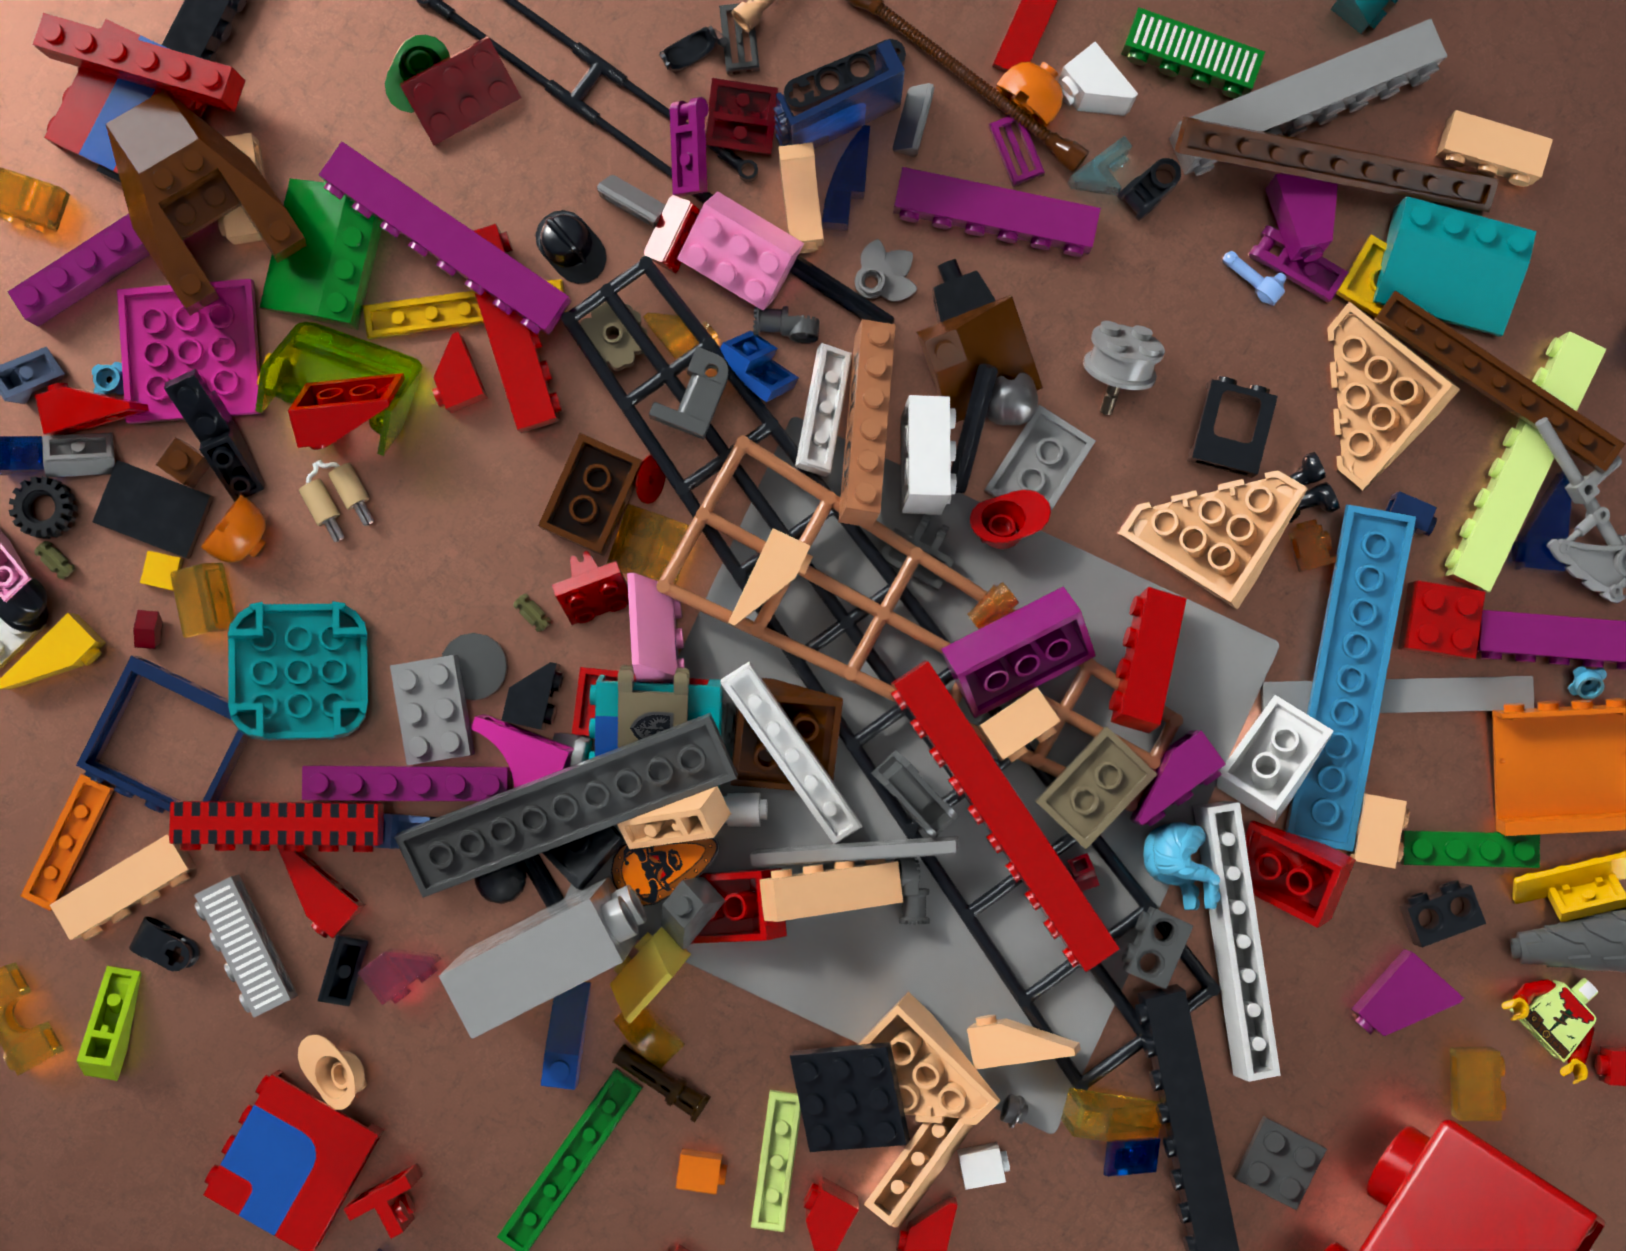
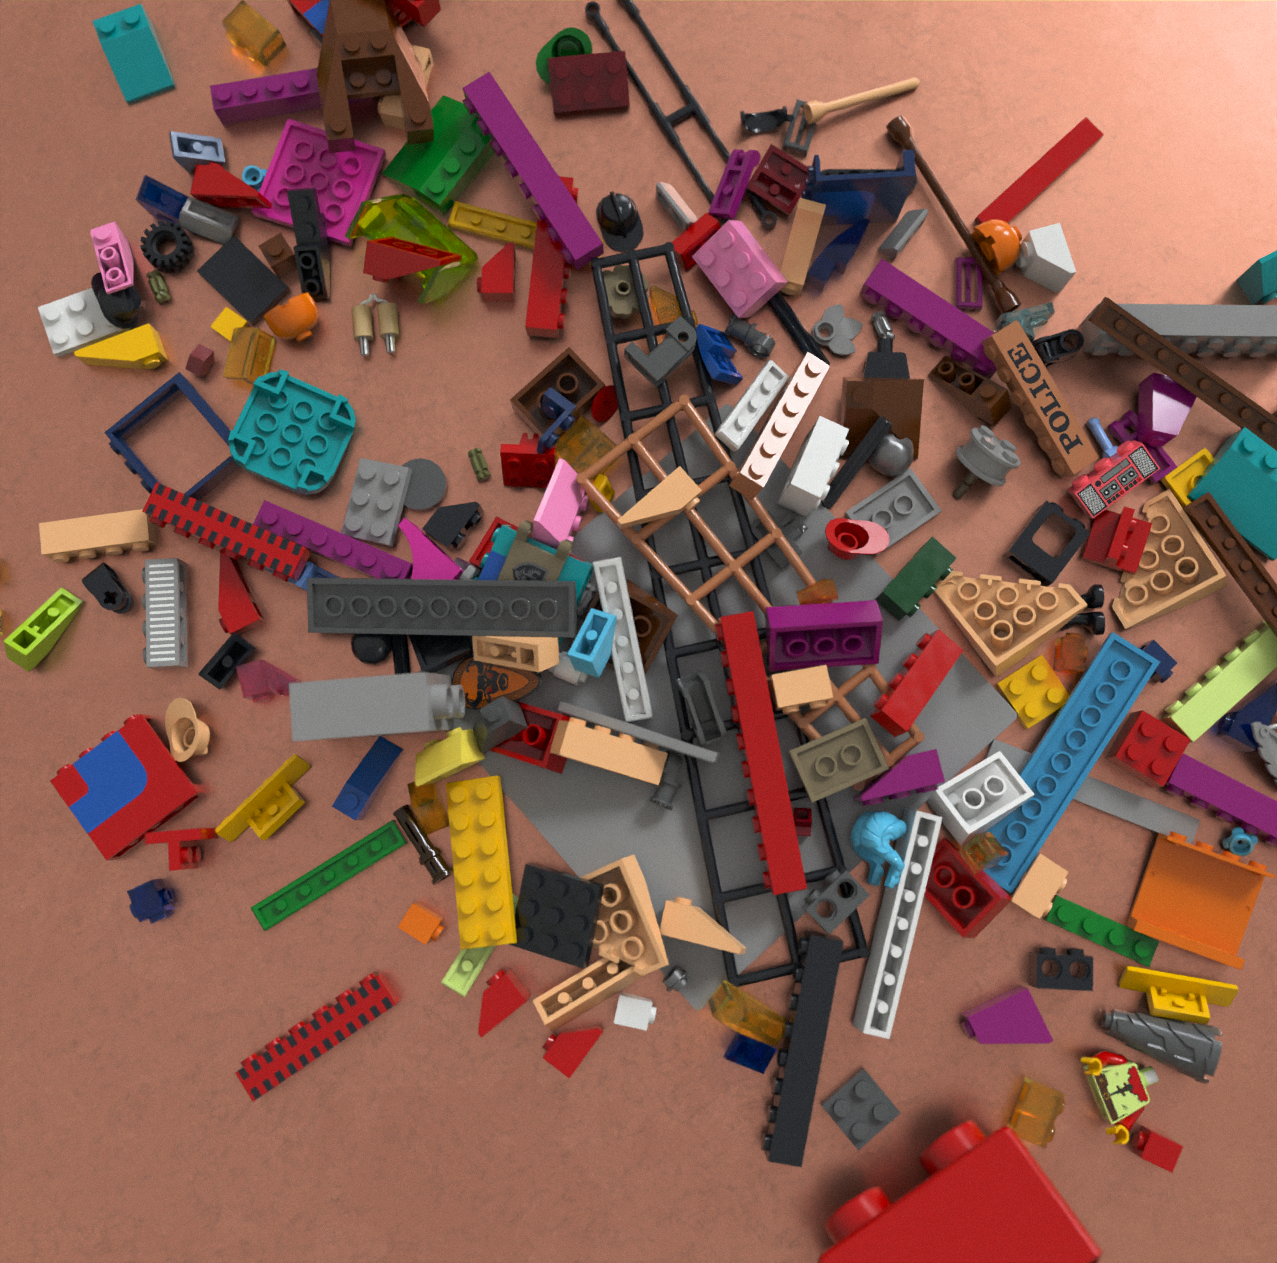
camera: 20 degrees right, 5 degrees down
(67, 842) = (74, 485): orange plate -> none
(466, 1112) = (268, 805): none -> yellow bracket
(602, 514) = (557, 408): none -> dark blue bracket
(691, 581) = (604, 486): none -> yellow tile
(737, 1074) = (481, 863): none -> yellow plate
(760, 773) = (593, 643): none -> medium azure slope
(937, 245) = (882, 325): none -> light grey piece
(1072, 279) = (972, 390): none -> reddish brown slope
(1099, 535) = (916, 579): none -> dark green brick
(1155, 262) = (1039, 399): none -> nougat brick
(1192, 53) = (1123, 265): green brick -> none
(1278, 320) = (1113, 478): none -> brick
(1286, 607) = (1033, 691): none -> yellow plate
(1301, 822) = (982, 852): none -> clear orange brick
(1312, 389) = (1117, 540): none -> red bracket

